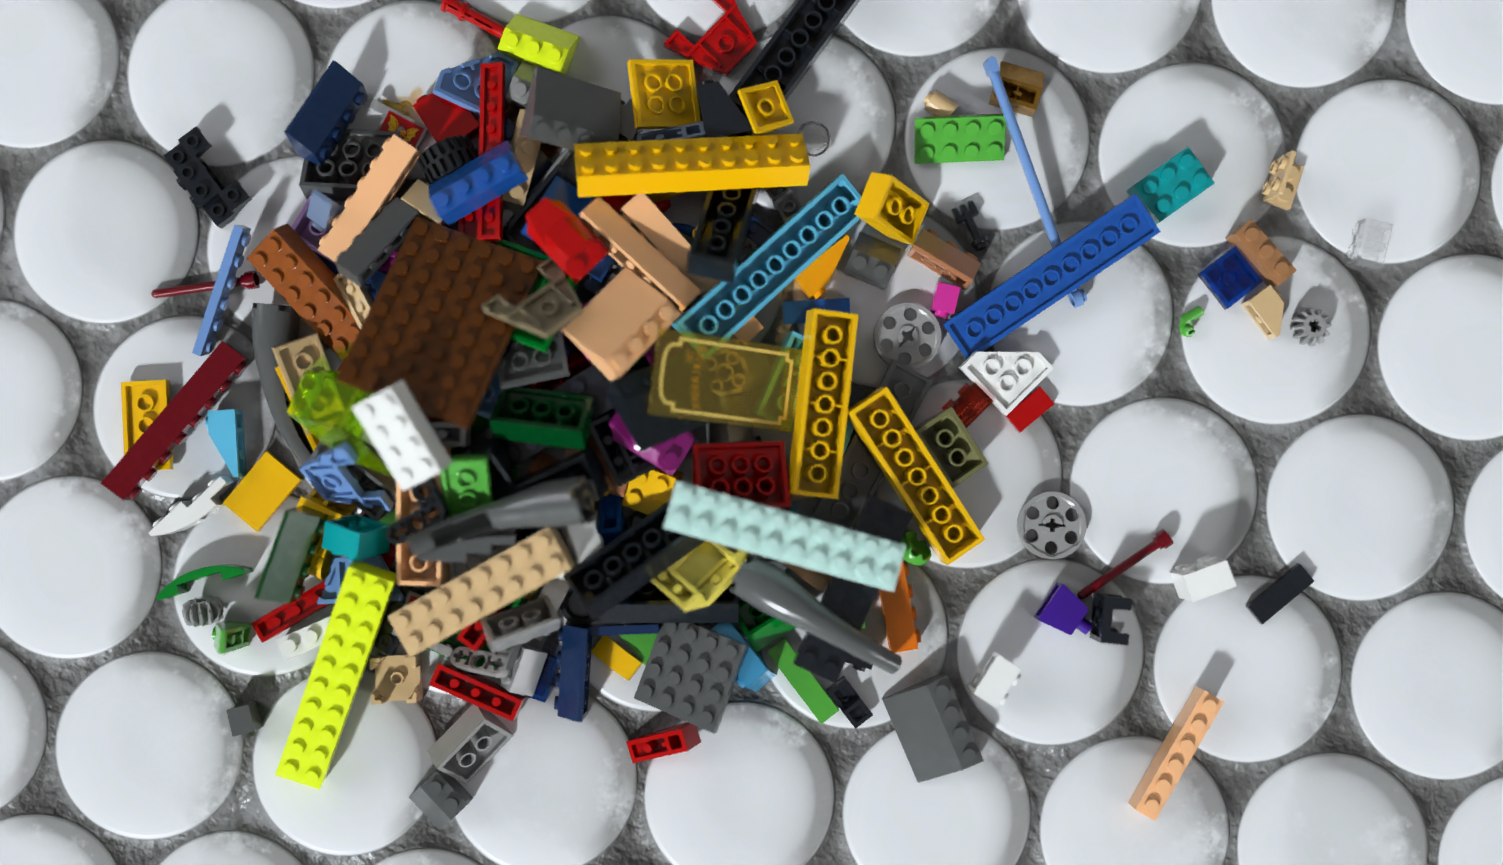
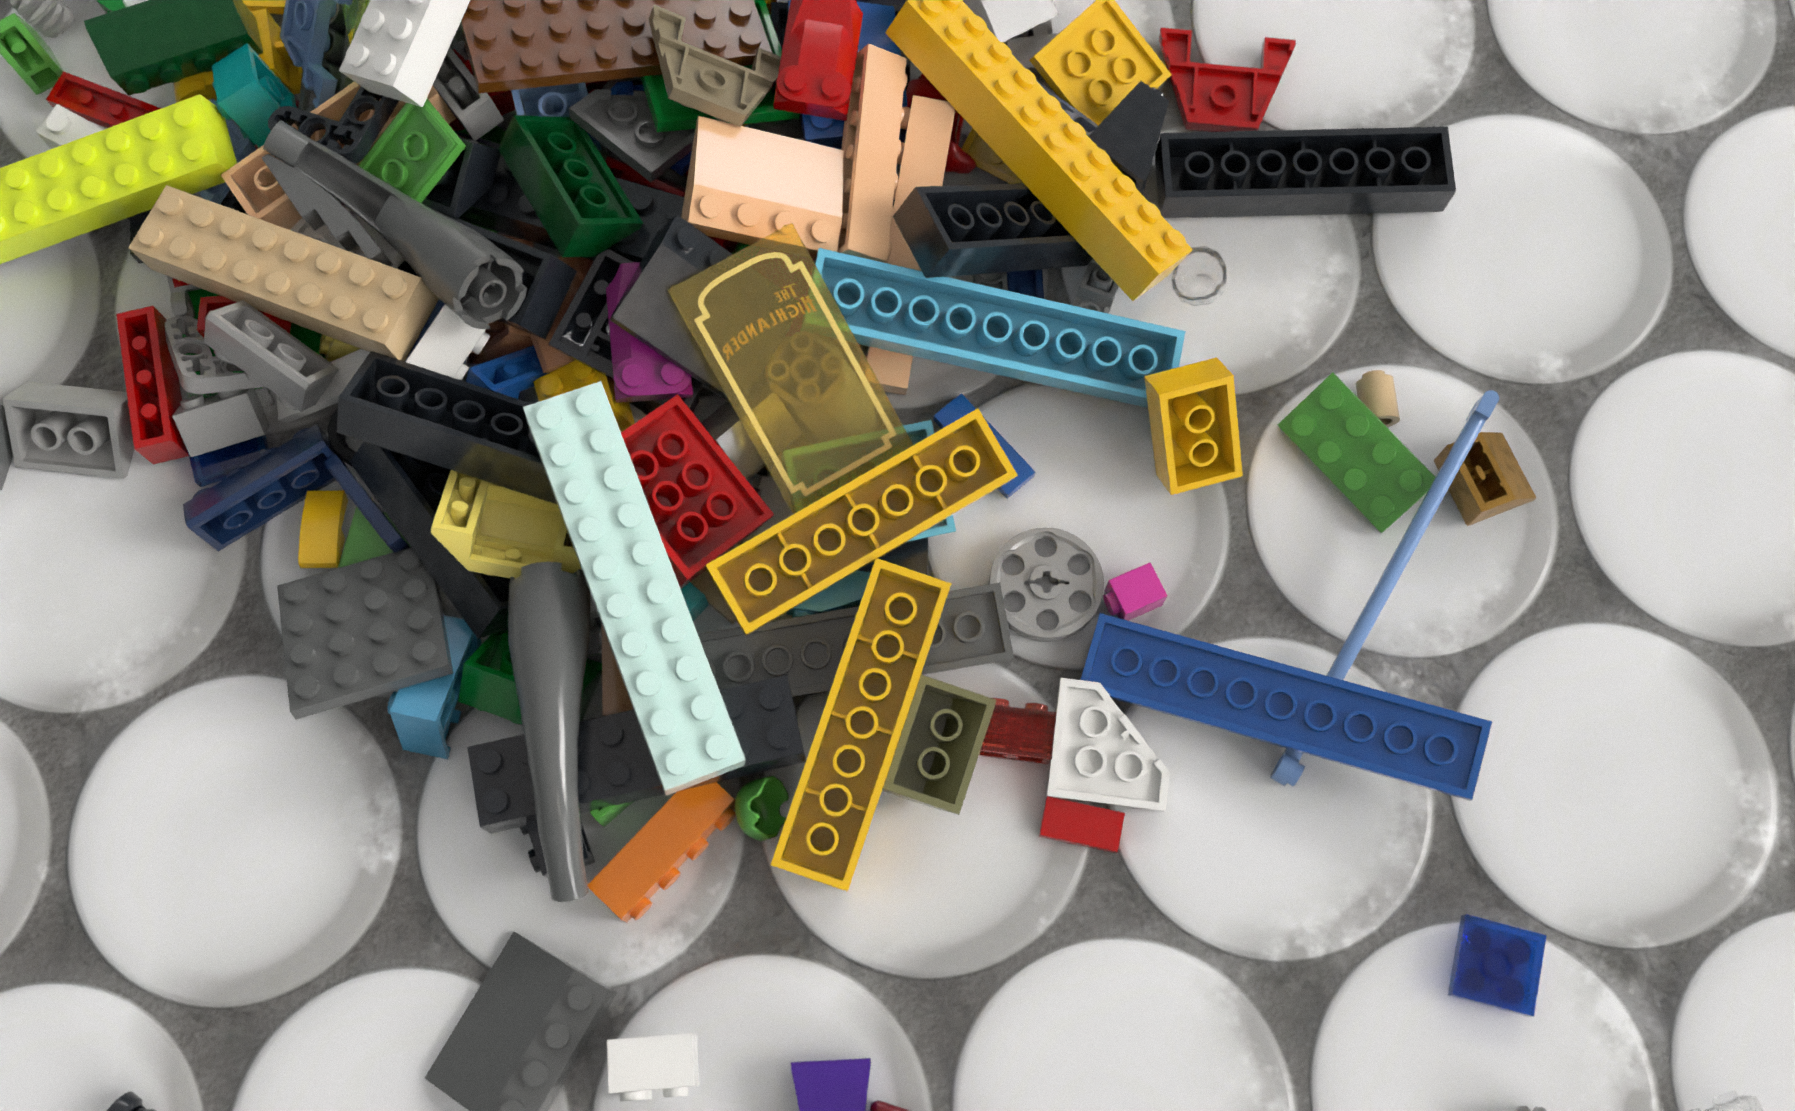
camera: 45 degrees right, 15 degrees down
(397, 678) = (105, 283): tan panel -> none
(664, 742) = (241, 673): red slope -> none
(765, 107) = (1185, 179): yellow slope -> none
(803, 681) = (457, 809): bright green tile -> none
(819, 272) = (1039, 409): light orange slope -> none
(849, 702) = (477, 887): black slope -> none
(872, 261) = (1106, 464): dark grey slope -> none
(944, 258) = (1187, 549): nougat slope -> none
(979, 242) = (1249, 582): black hinge -> none
(1044, 516) = (952, 962): light grey wedge -> none
(1172, 185) = (1545, 779): teal brick -> none
(1187, 319) = (1385, 953): bright green arm -> none
(1261, 254) = (1568, 982): medium nougat brick -> none
(1266, 310) = (1499, 1054): tan slope -> none
(1283, 181) = (1691, 934): tan bracket -> none

